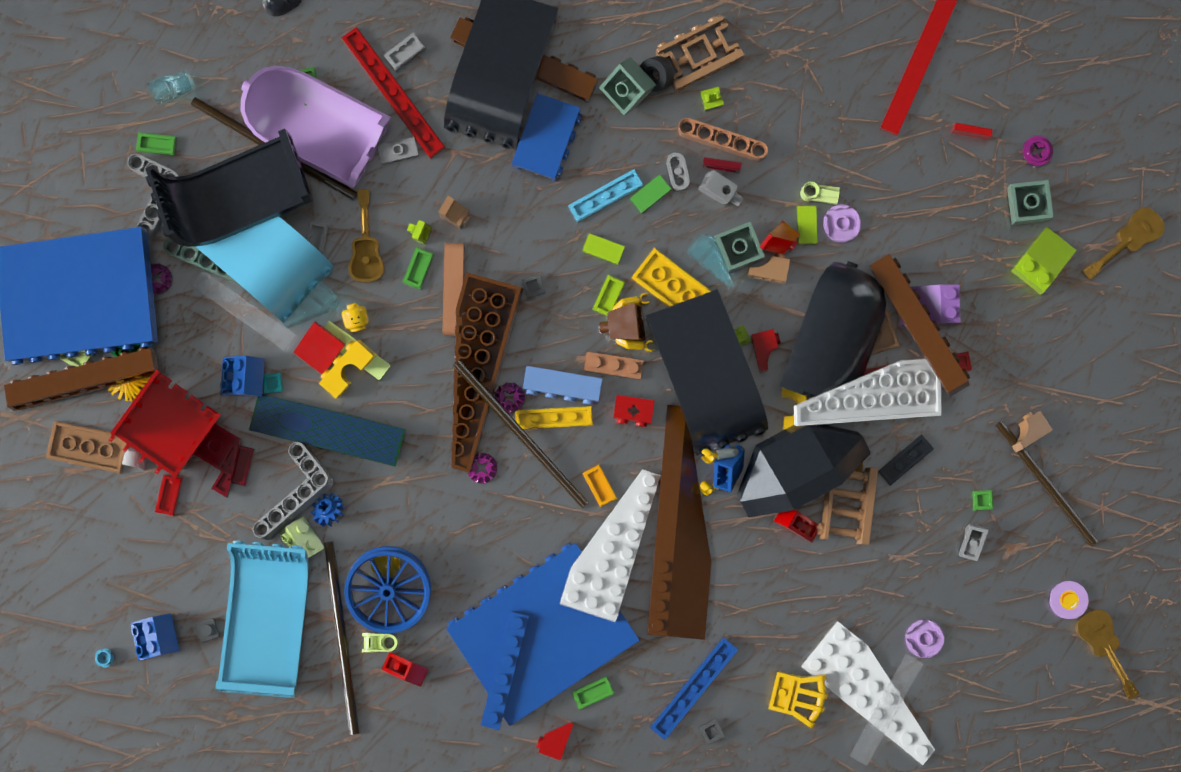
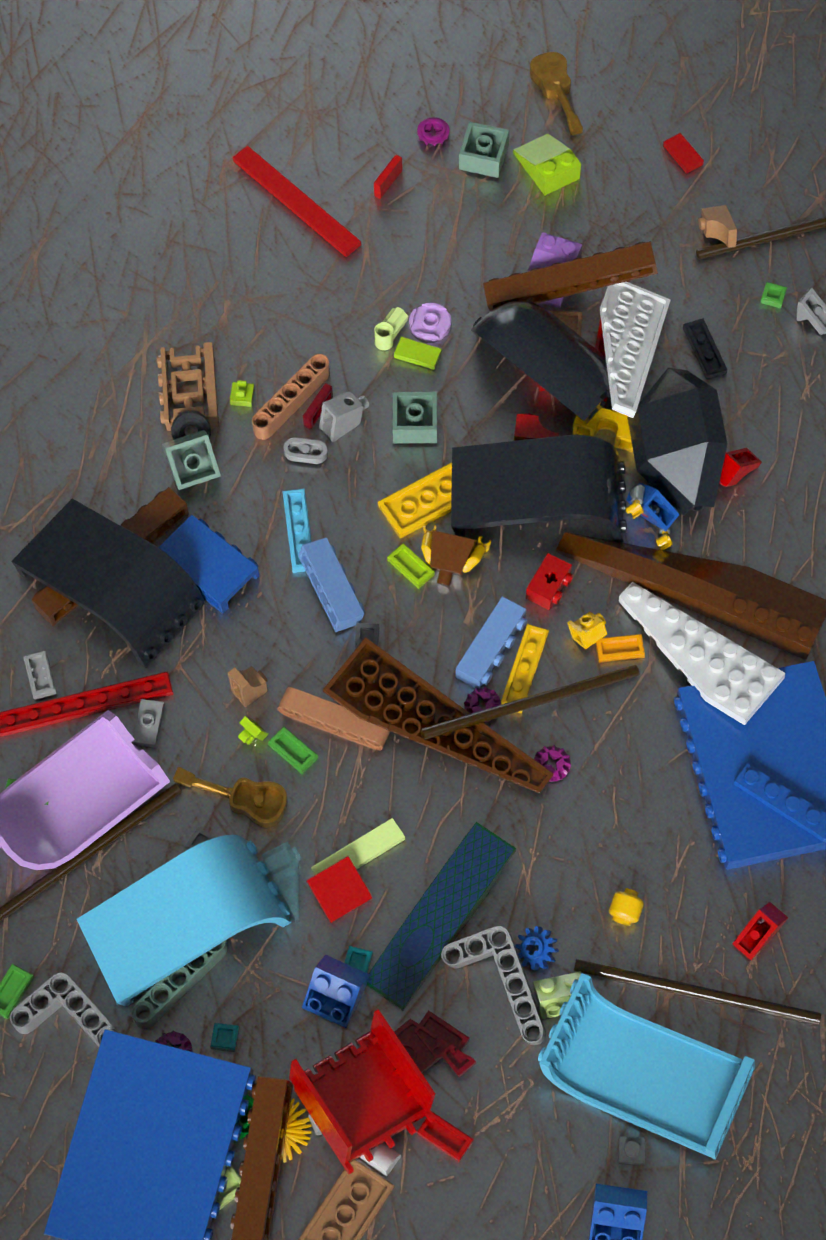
camera: 70 degrees left, 20 degrees down
(180, 311) = (225, 1037): none -> teal tile
(231, 193) = (115, 902): black panel -> none
(243, 310) = (256, 963): clear tile -> none
(335, 380) = (384, 883): yellow arch -> none
(355, 317) = (320, 835): yellow head -> none
(376, 642) = (717, 950): yellowish green piece -> none
(387, 589) = (660, 909): blue wheel -> none
(563, 241) = (331, 584): none -> medium blue brick
(603, 249) = (357, 551): lime tile -> none
(603, 455) = (588, 629): none -> yellow brick
(613, 365) = (490, 587): nougat plate -> none
(650, 194) = (317, 486): bright green tile -> none
(709, 257) = (412, 451): clear light blue slope -> none
(774, 271) = (453, 395): medium nougat arch -> none
(781, 239) = (422, 375): red slope -> none
(863, 515) = (749, 401): medium nougat fence -> none
(1101, 374) = (683, 153): none -> red tile

